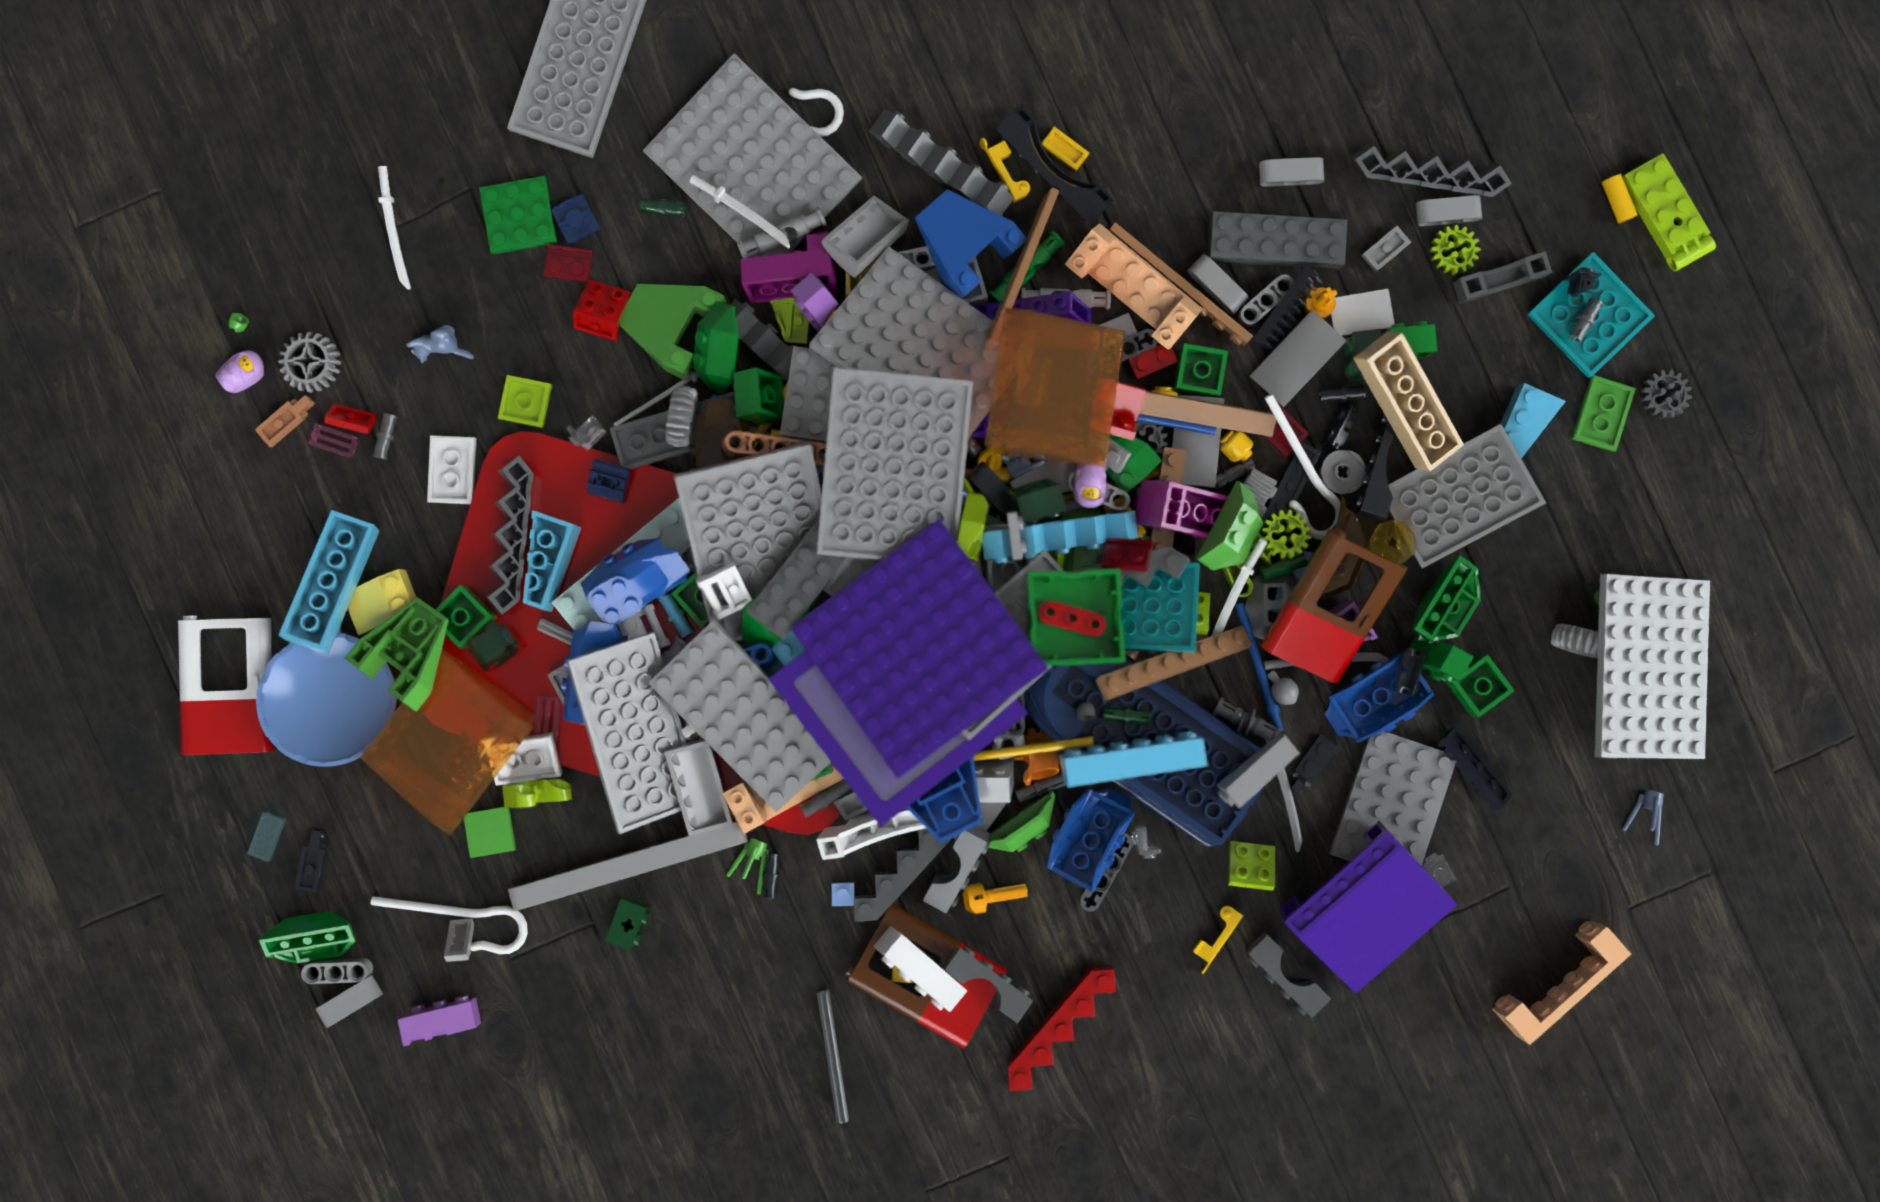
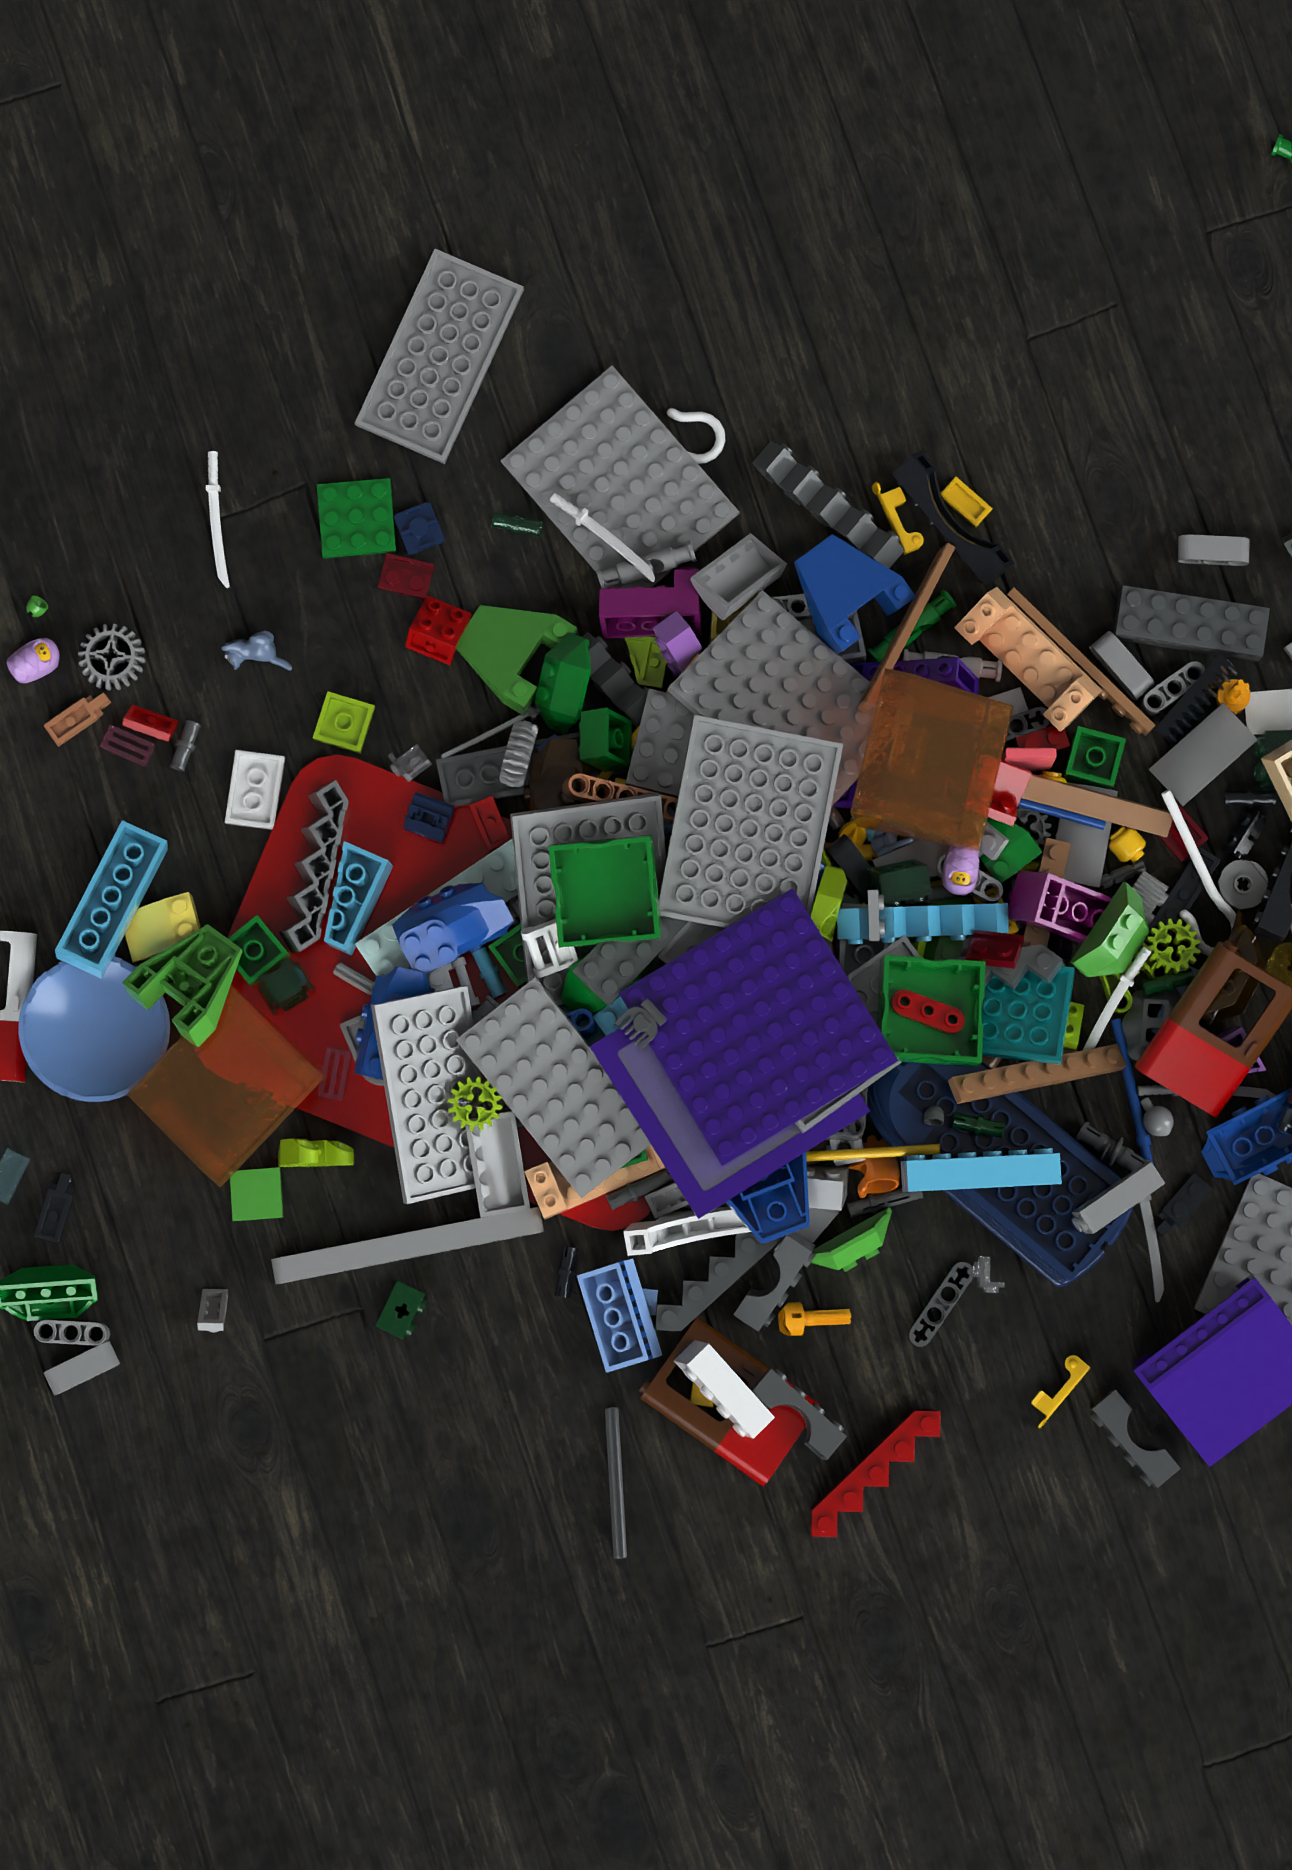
camera: 10 degrees right, 5 degrees down
(439, 1019) = (182, 1396): medium lavender wedge -> none
(465, 912) = (220, 1282): white piece -> none
(532, 760) = (313, 1119): white tile -> none
(662, 479) = (490, 822): none -> red plate
(681, 748) = (465, 1092): none -> lime gear
(755, 849) = (551, 1242): bright green plant -> none
(767, 537) = (605, 890): none -> green tile
(815, 652) = (644, 1022): none -> dark grey piece
(821, 911) = (619, 1315): none -> light blue brick
(1090, 836) = (926, 1261): blue slope -> none
(1144, 377) = (1031, 759): none -> coral tile
(1251, 865) = (1104, 1311): lime plate -> none

